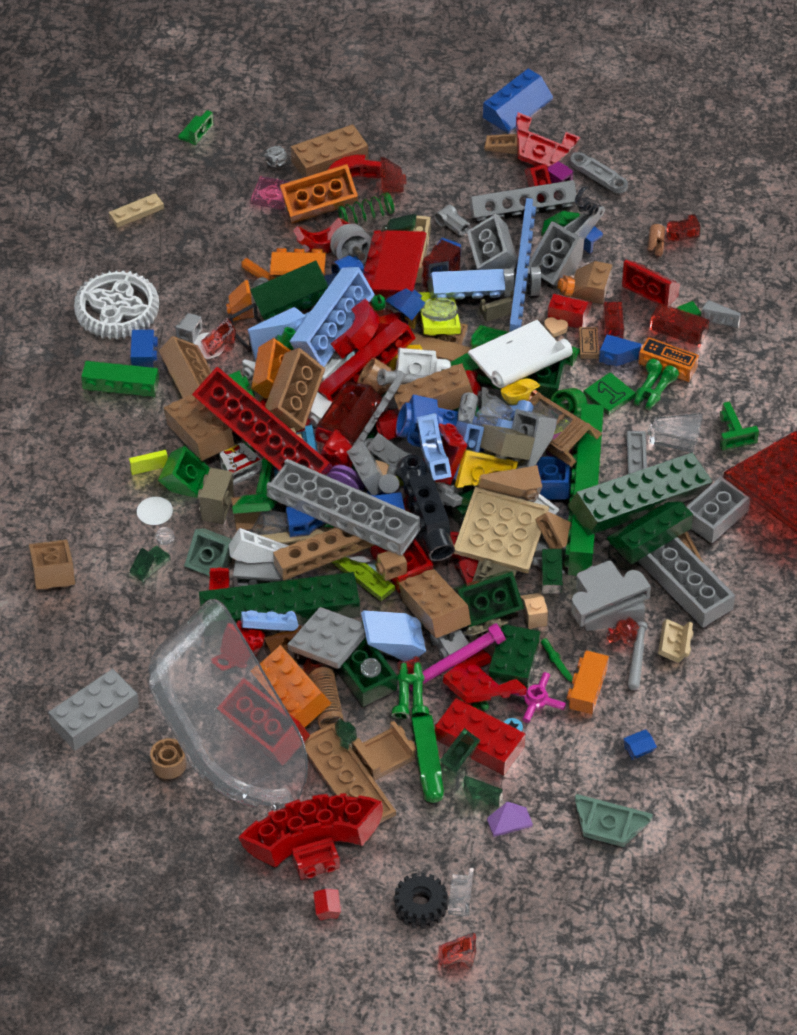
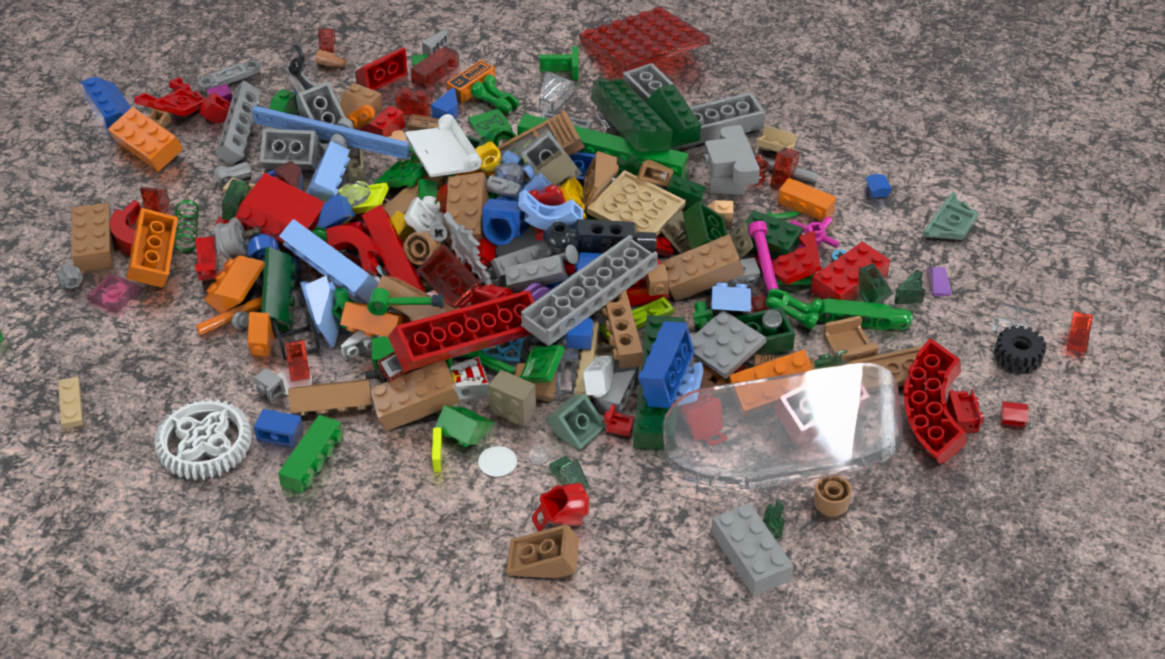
camera: 75 degrees left, 5 degrees down
(103, 563) = (563, 506): none -> red piece
(131, 722) = (773, 519): none -> clear green plate
(267, 588) = (666, 364): none -> blue brick
(272, 358) = (381, 300): none -> green piece
(470, 142) = (145, 139): none -> orange brick
(627, 650) = (784, 166): none -> clear red slope

